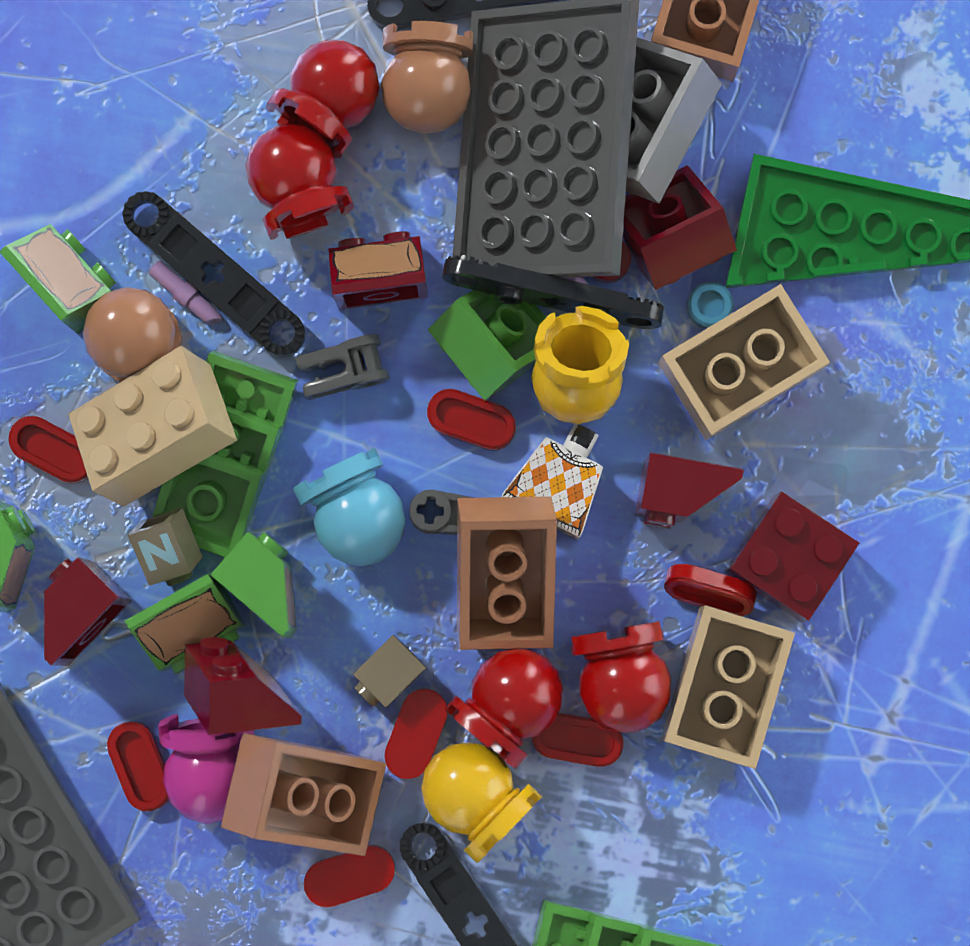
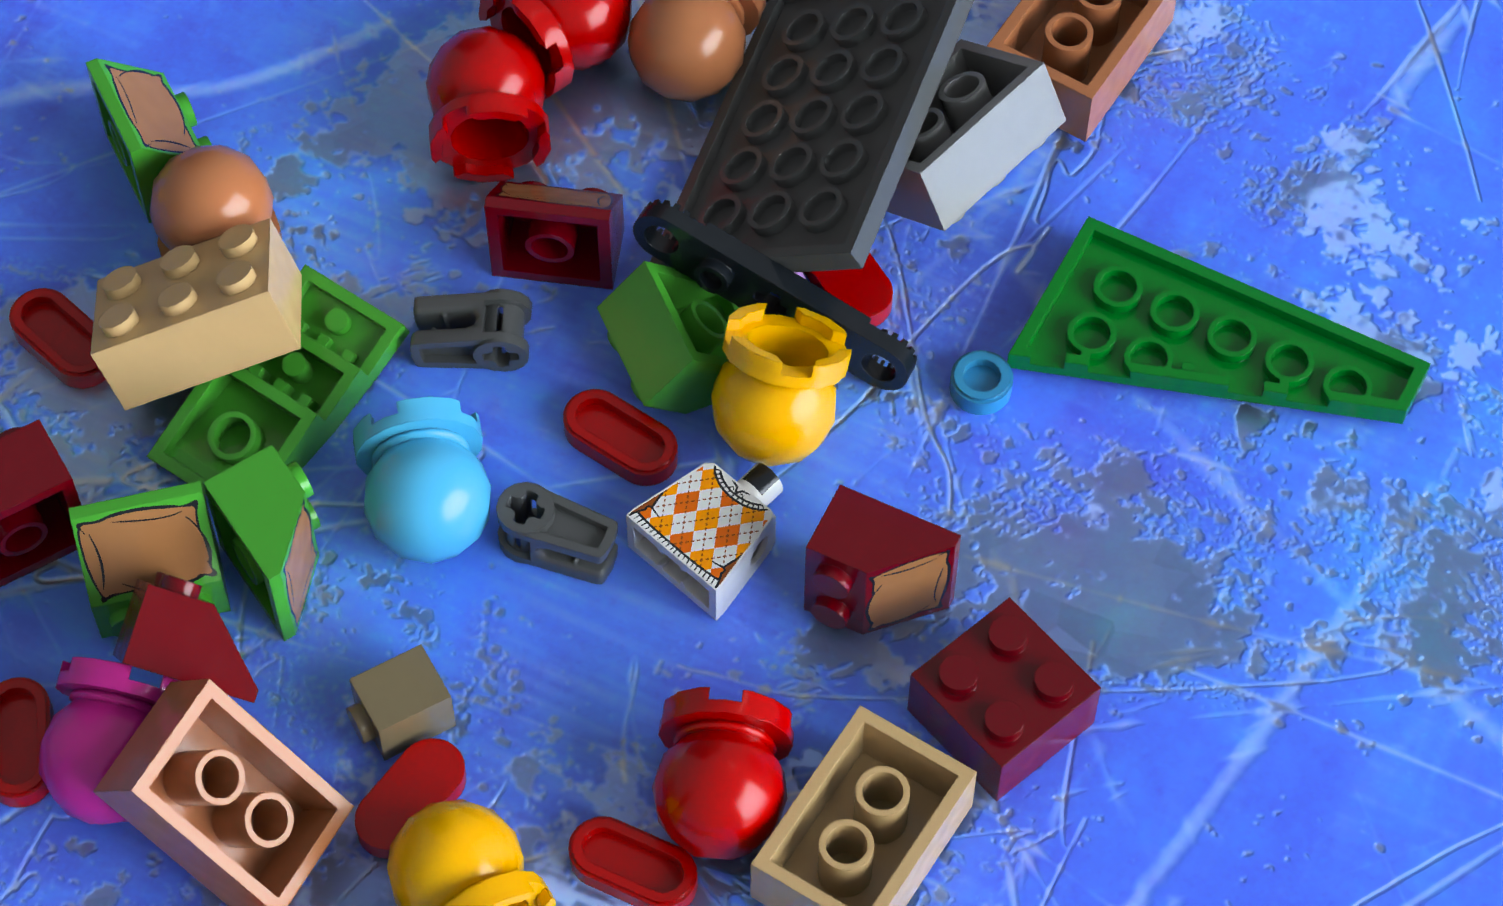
camera: 15 degrees right, 25 degrees down
(166, 547) = (158, 457): dark tan brick -> none
(184, 293) = (302, 206): lavender piece -> none
(190, 251) = (366, 221): black piece -> none
(506, 572) = (598, 600): nougat brick -> none
(511, 701) = (556, 769): red tile -> none
(679, 232) = (959, 278): dark red slope -> none
(710, 588) = (851, 685): red tile -> none
(743, 362) = (1004, 442): tan brick -> none

